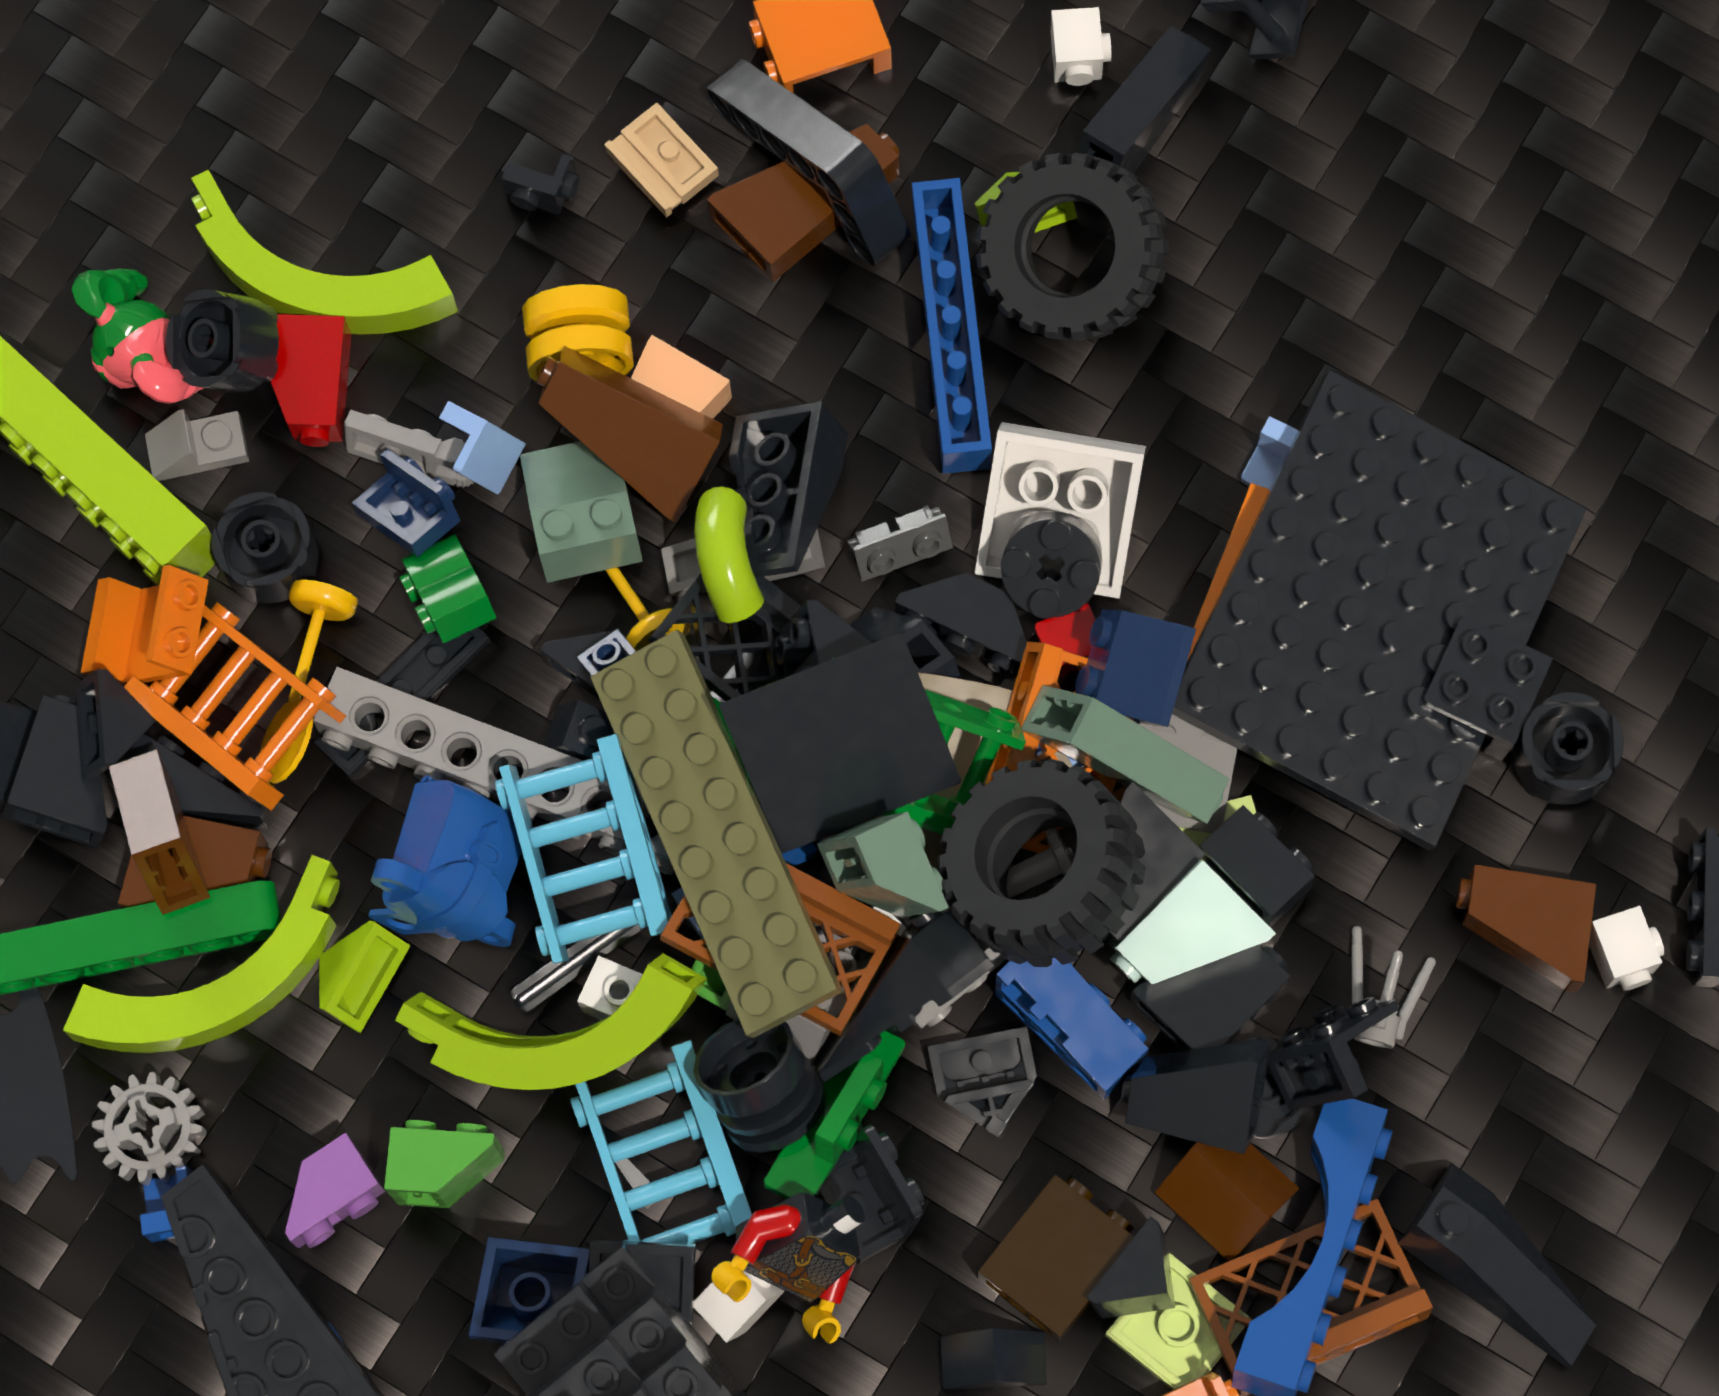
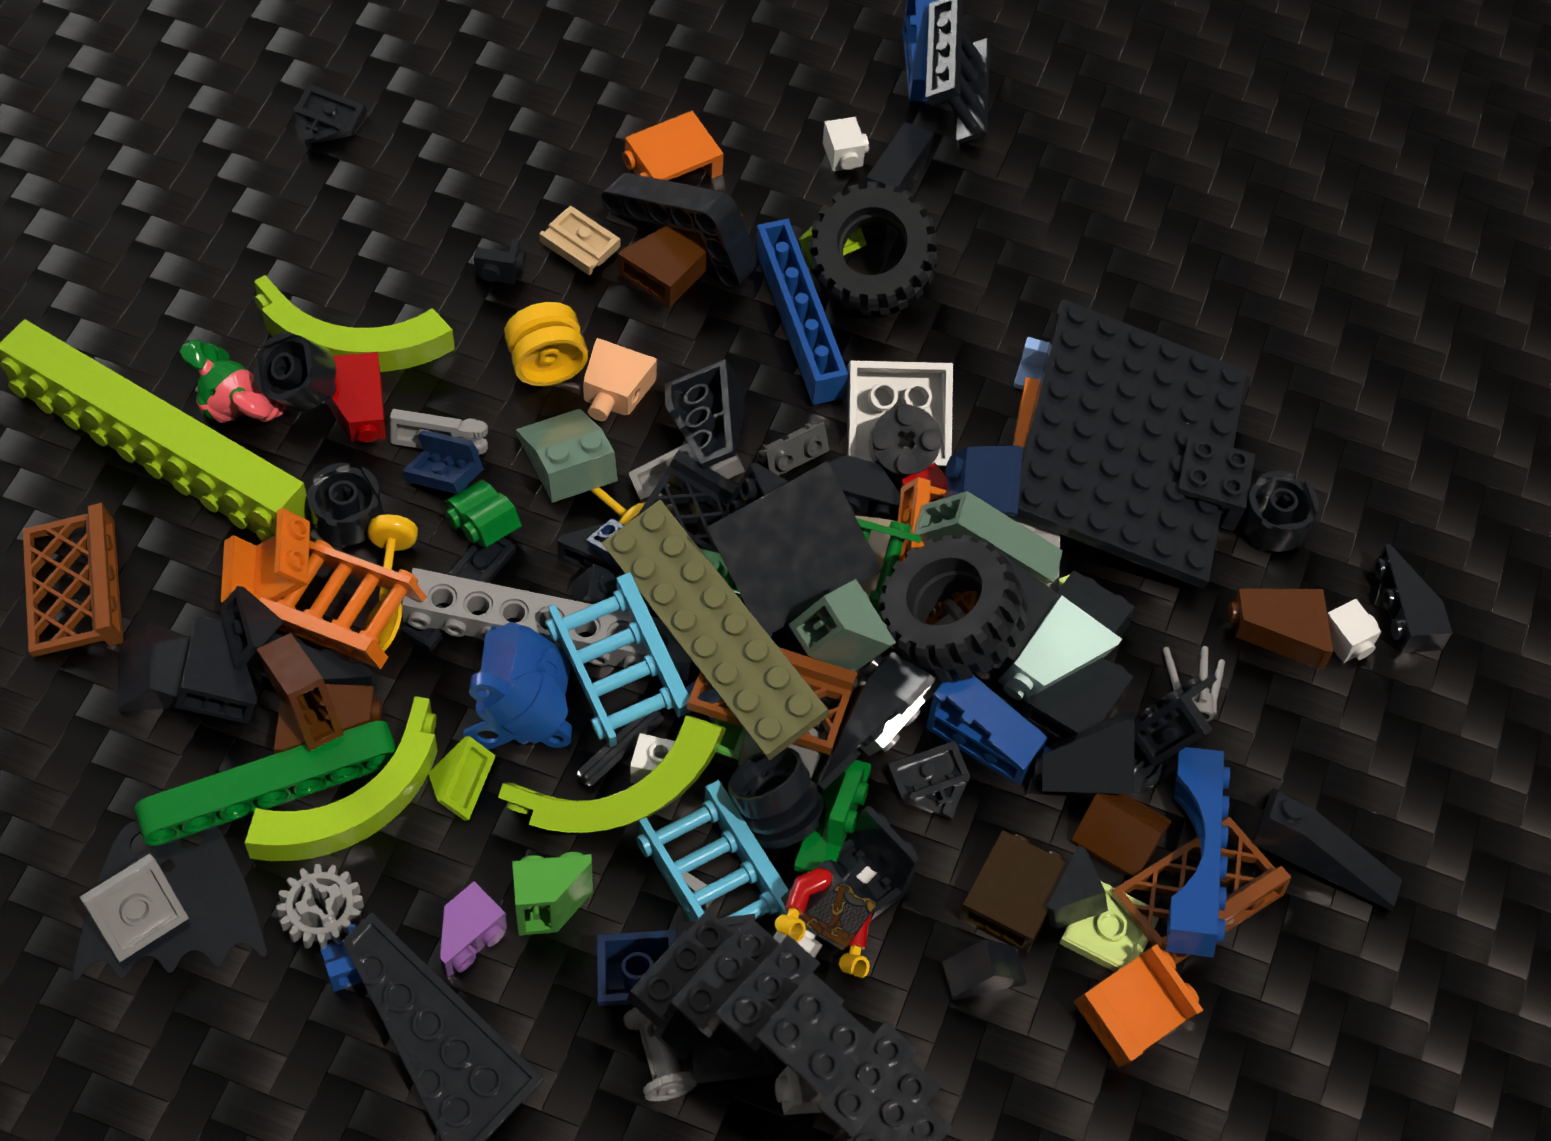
camera: 20 degrees left, 15 degrees down
(195, 446) = (285, 449): light grey slope -> none
(487, 452) = (495, 418): light blue panel -> none
(632, 428) = (602, 392): reddish brown slope -> none
(724, 555) = (683, 453): lime cylinder -> none

